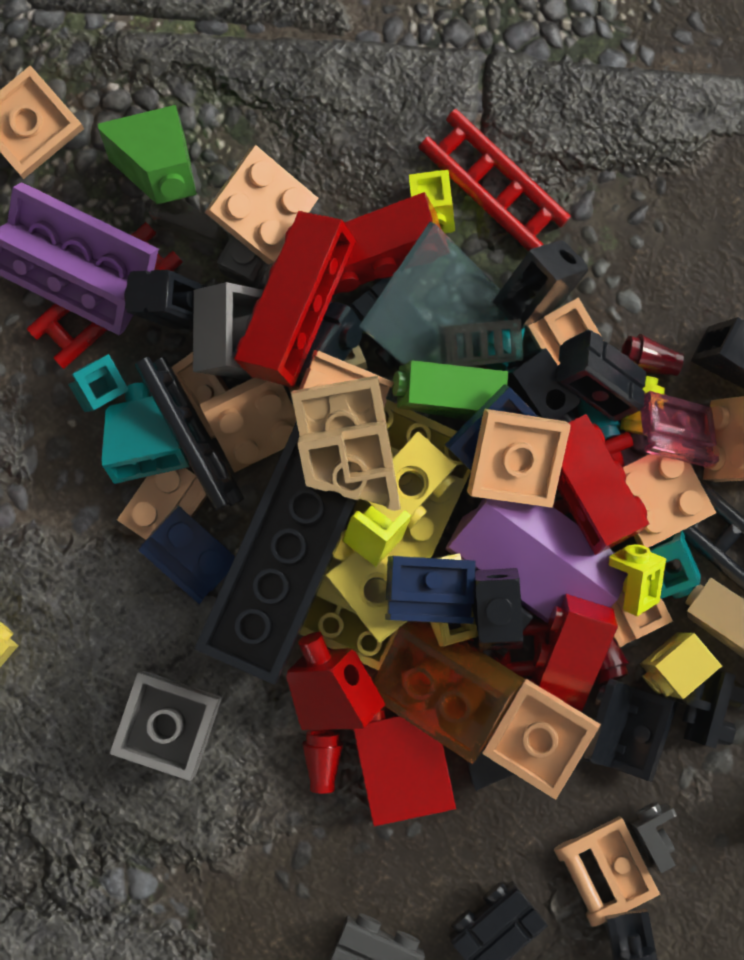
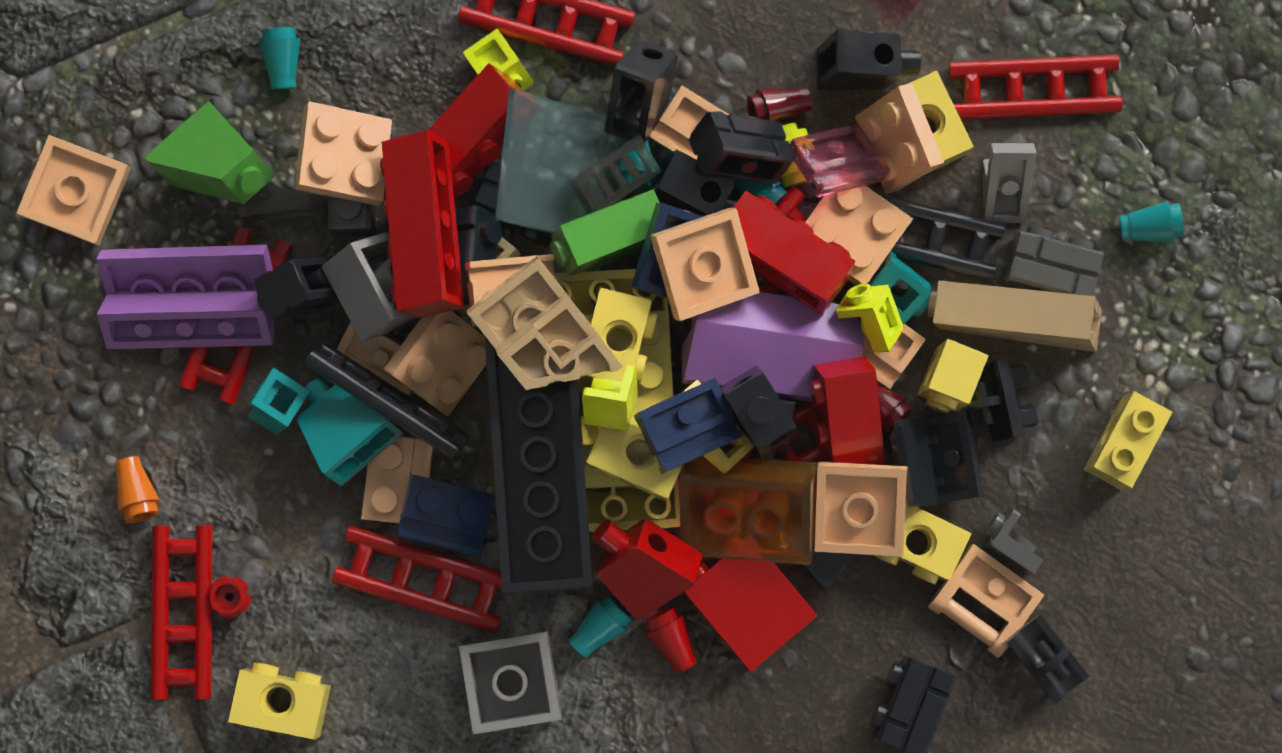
camera: 30 degrees left, 0 degrees up
(115, 596) = (397, 590): none -> red bar
(256, 99) = (280, 56): none -> teal cone
(270, 716) = (602, 624): none -> teal cone
(593, 808) = (943, 548): none -> light yellow brick

